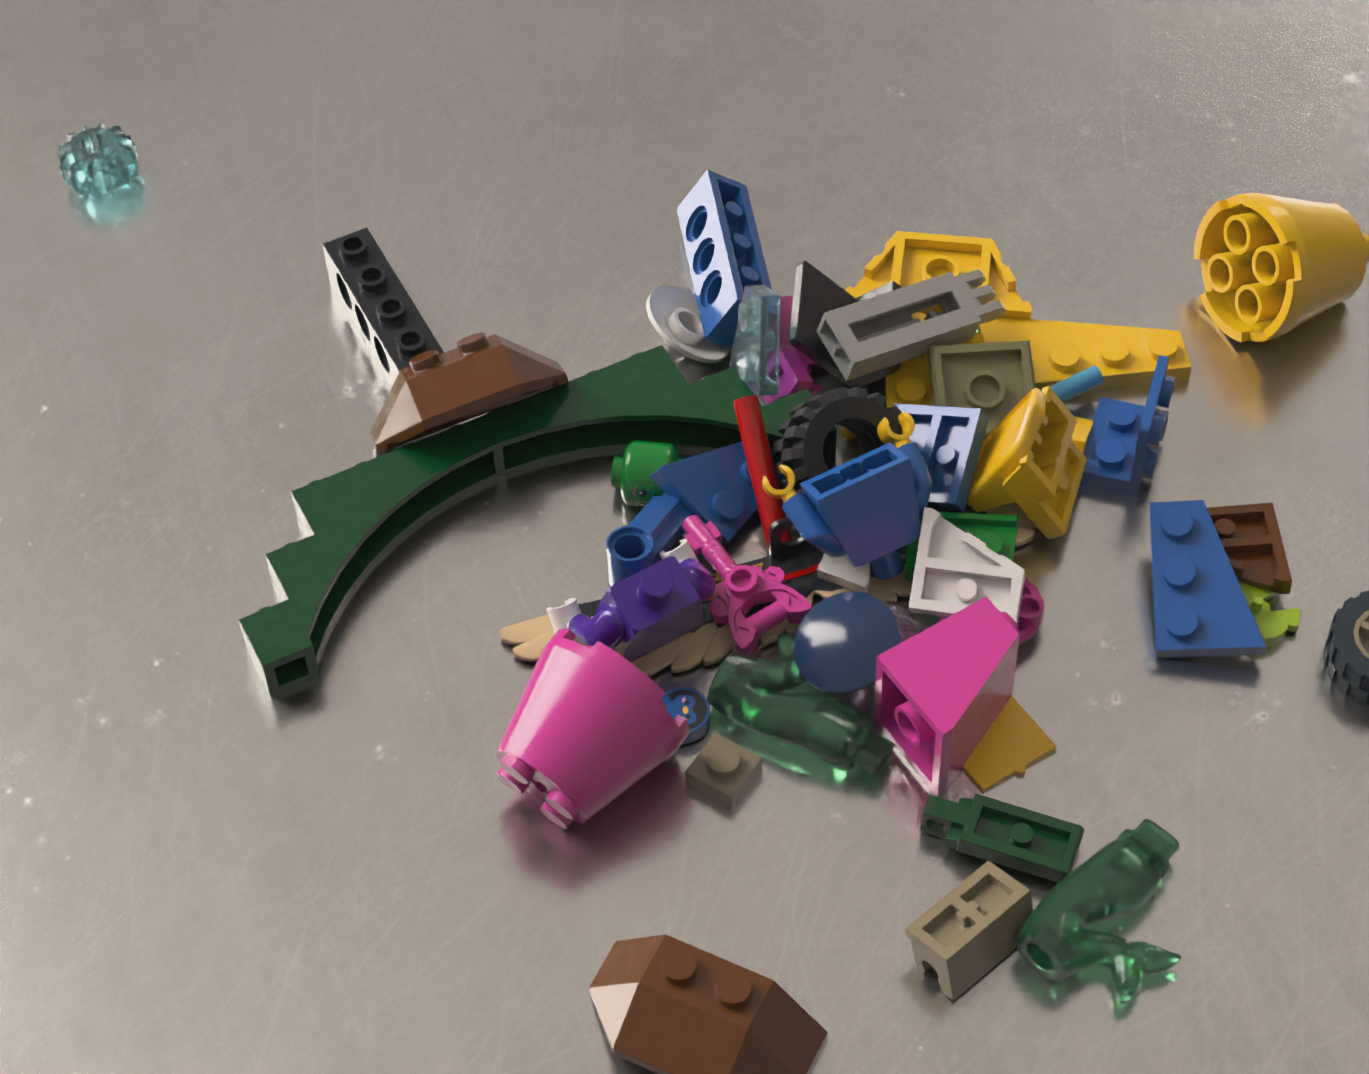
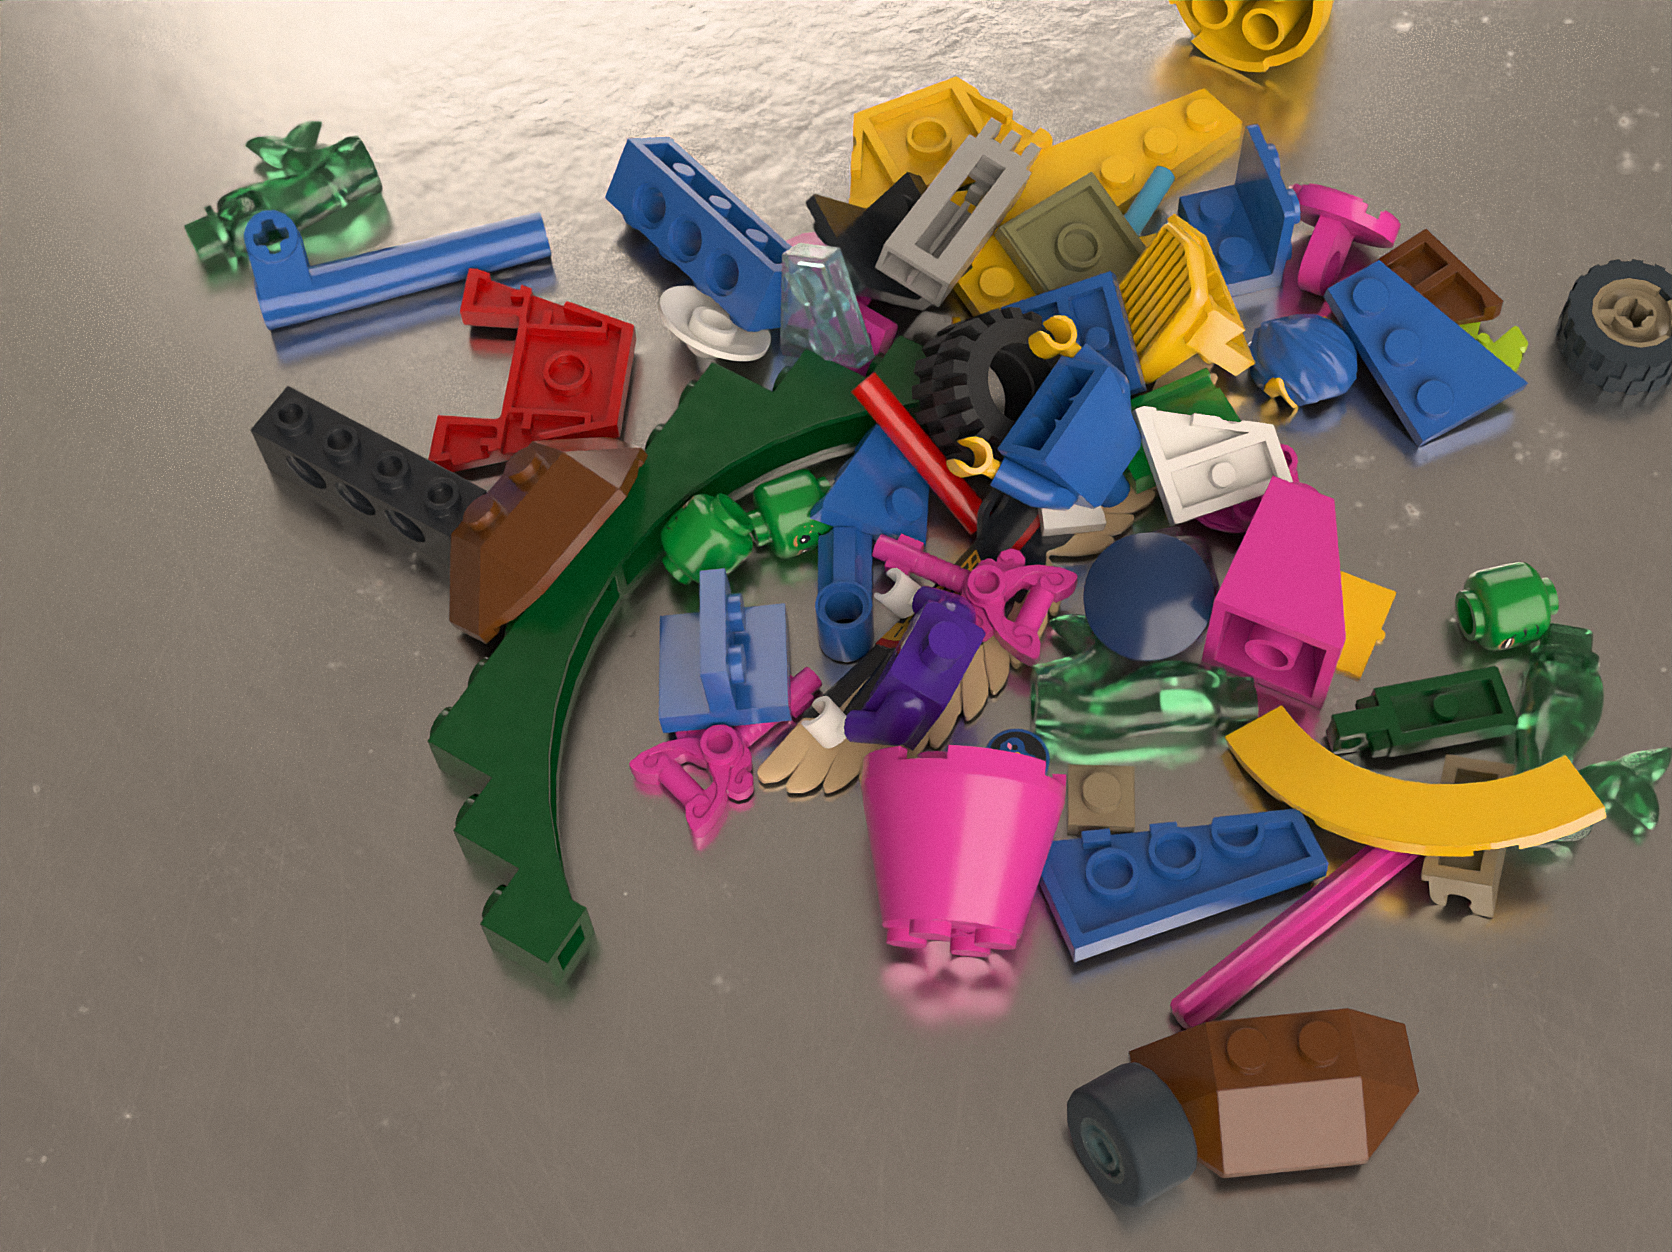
camera: 30 degrees left, 10 degrees up
(426, 175) = (296, 292): none -> blue axle
(461, 119) = (316, 188): none -> clear green piece
(485, 606) = (722, 753): none -> dark pink piece
(528, 543) = (724, 662): none -> bracket
(560, 315) = (562, 380): none -> red wing
(565, 983) = (1131, 1134): none -> black wheel
(573, 459) = (706, 536): none -> green head
(710, 838) = (1151, 881): none -> blue wing
(802, 923) = (1287, 935): none -> dark pink axle
(931, 886) = (1411, 814): none -> yellow tile
(1106, 549) = (1302, 359): none -> blue hair
(1126, 792) = (1506, 606): none -> green head
(1192, 470) = (1337, 223): none -> dark pink tile

